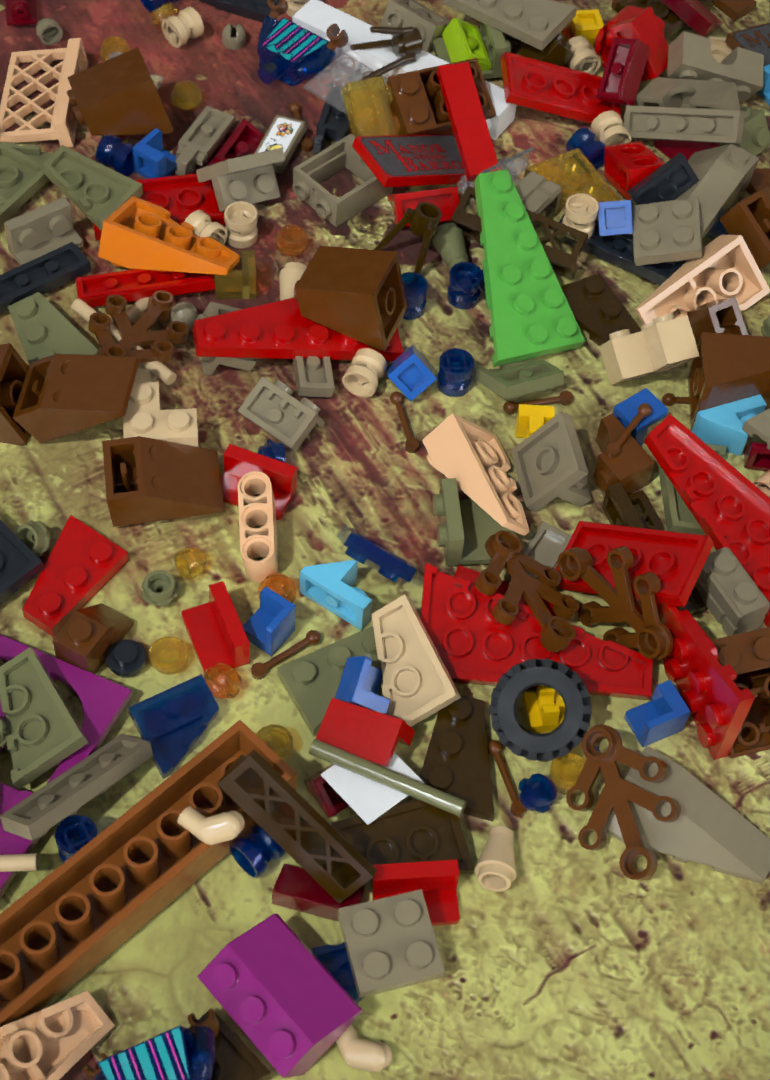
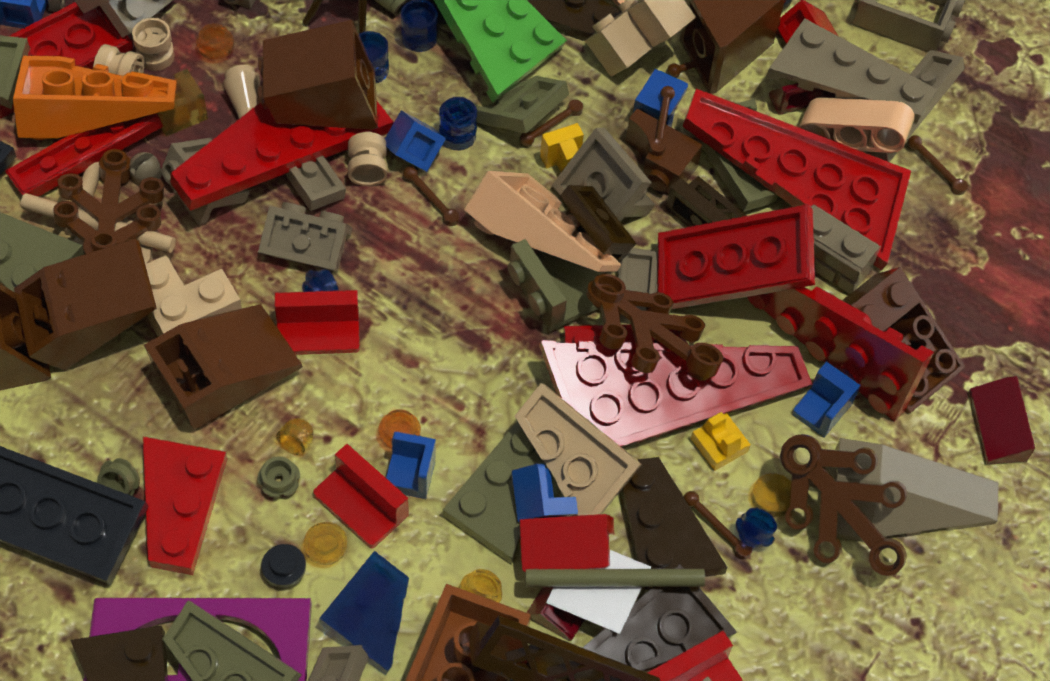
camera: 25 degrees left, 5 degrees up
(89, 635) = (237, 559): reddish brown slope -> none
(223, 681) = (396, 547): clear orange plate -> none
(255, 512) = (341, 352): light nougat beam -> none
(259, 669) = (423, 518): reddish brown hinge -> none
(332, 588) = (451, 405): medium azure slope -> none
(361, 549) = (470, 348): clear blue wing -> none
(497, 861) = (754, 613): tan cone -> none
(504, 709) = (759, 451): black tyre -> none
(529, 491) = (598, 221): none -> dark brown panel
(651, 635) = (747, 303): reddish brown plant -> none
(725, 422) = (747, 74): medium azure slope -> none

